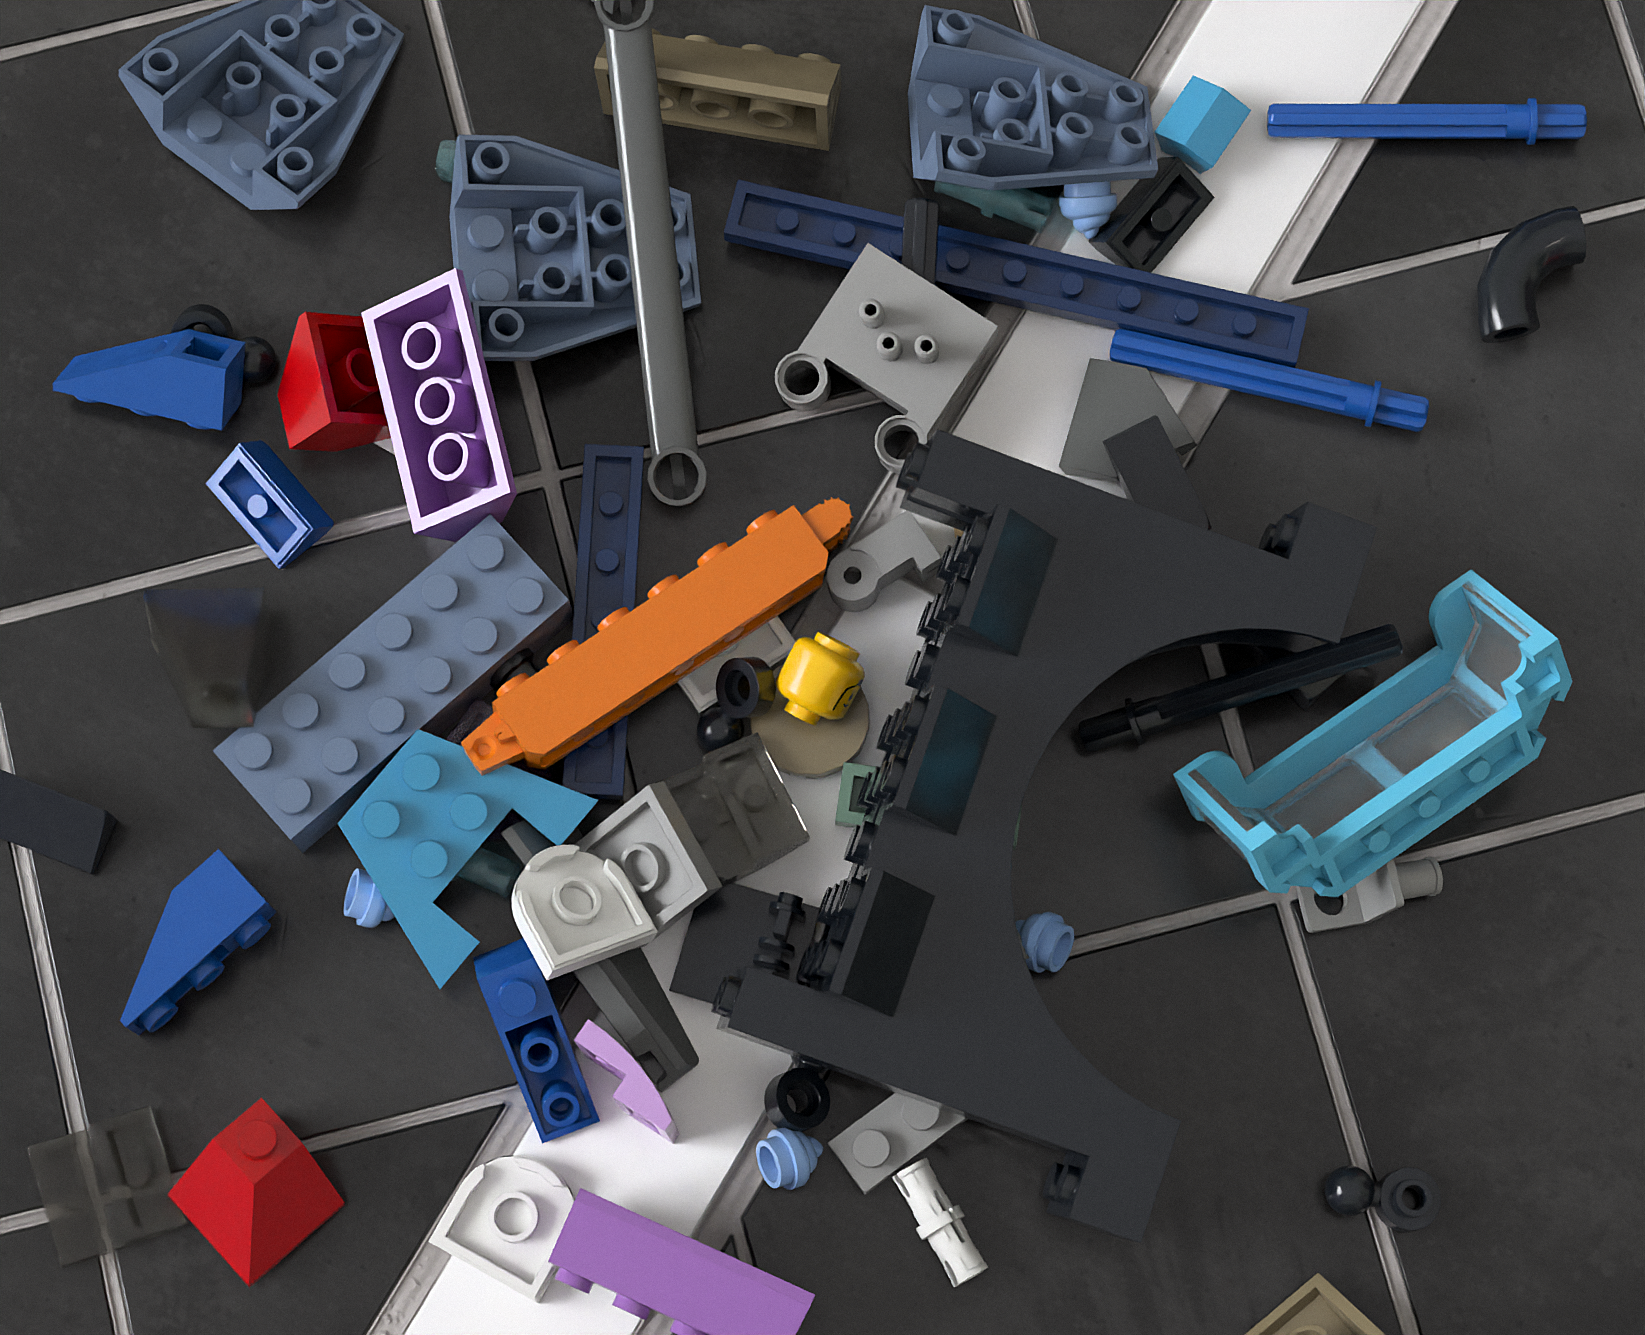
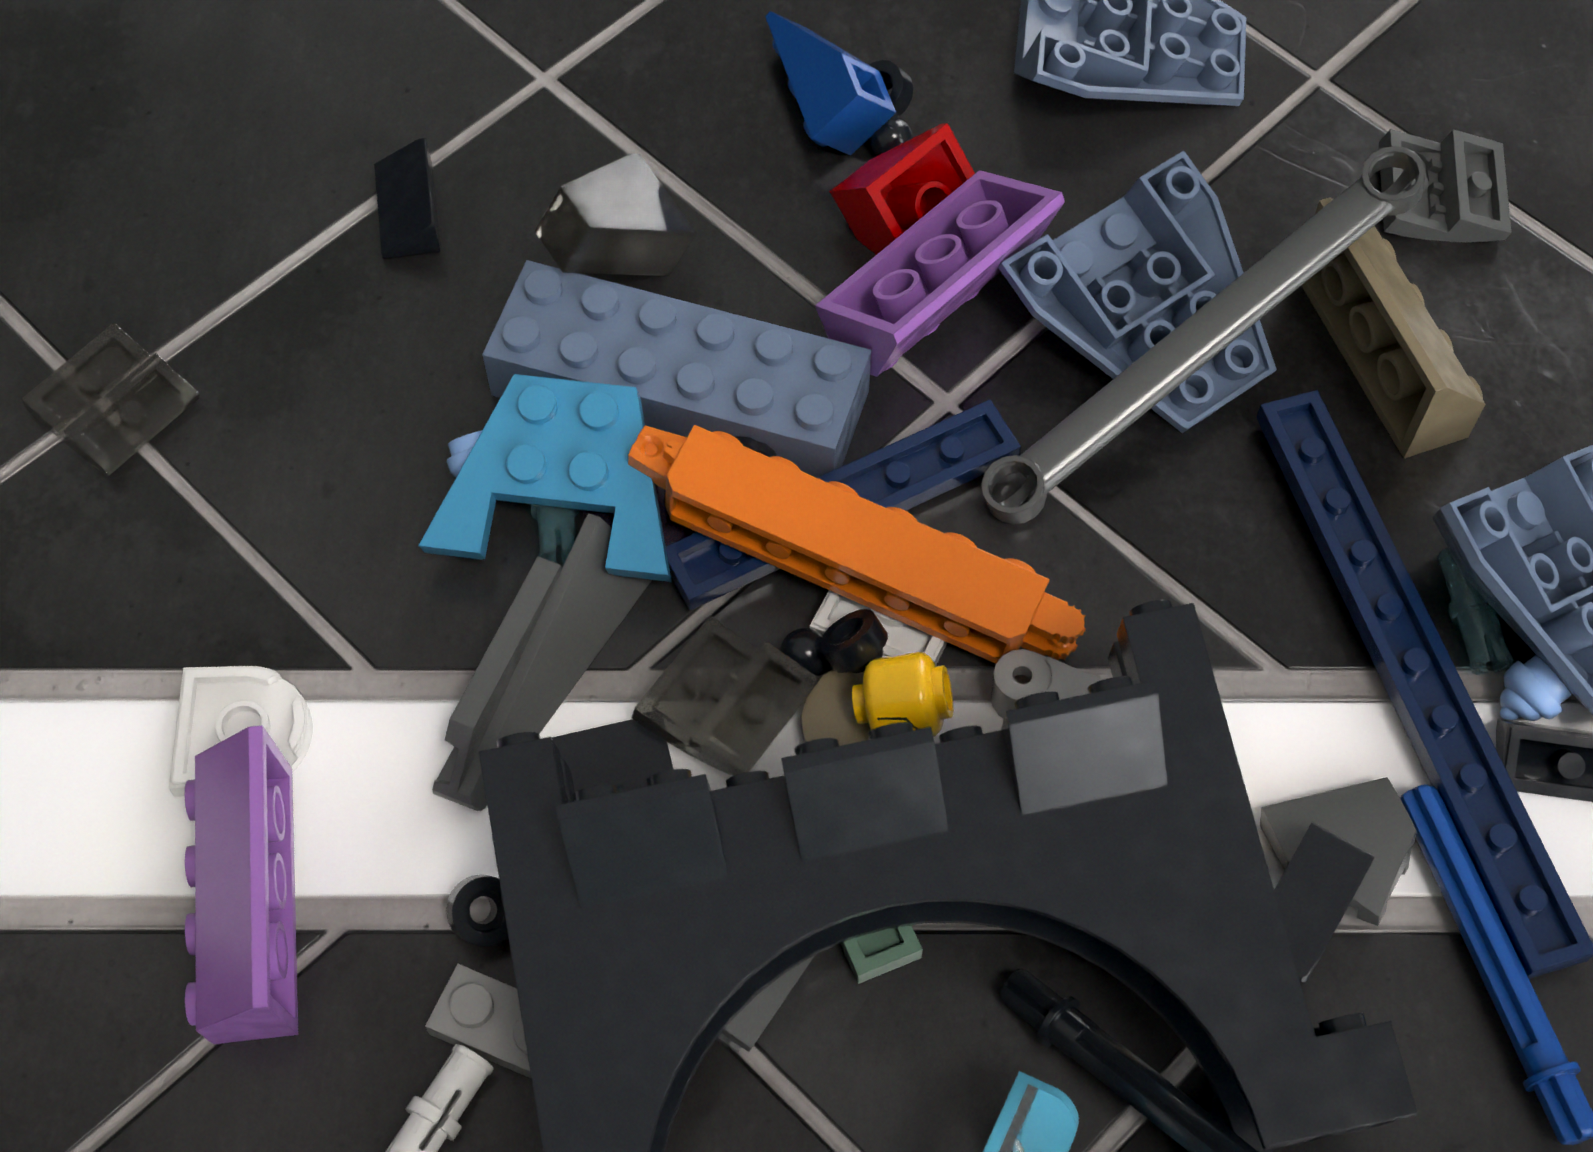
camera: 55 degrees right, 15 degrees down
(199, 928) = (365, 344): blue slope -> none
(255, 1193) = (160, 506): red slope -> none
(269, 502) = (780, 213): blue slope -> none
(535, 1040) = (420, 650): blue slope -> none
(577, 910) = (550, 608): white tile -> none
(636, 1092) = (411, 747): lavender slope -> none
(656, 854) = (633, 651): light grey plate -> none
(787, 1158) = (424, 936): light blue plate -> none
(895, 336) = (1275, 581): light grey piece -> none
(1045, 941) = (778, 1059): light blue plate -> none

